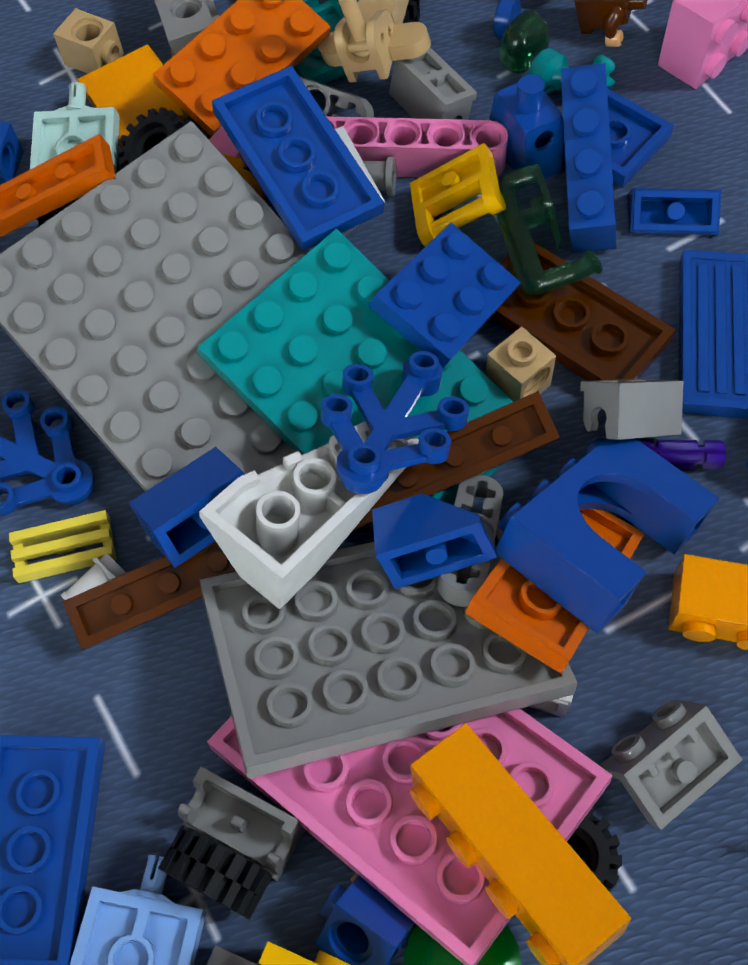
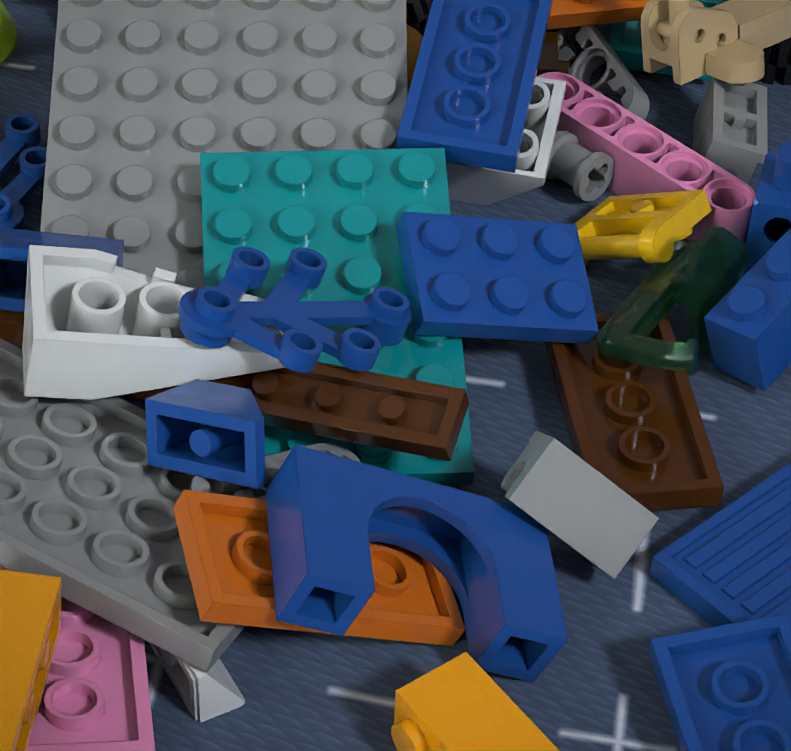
camera: 35 degrees right, 20 degrees down
(521, 365) = (509, 405): tan brick -> none
(687, 453) = (599, 601): dark purple axle -> none

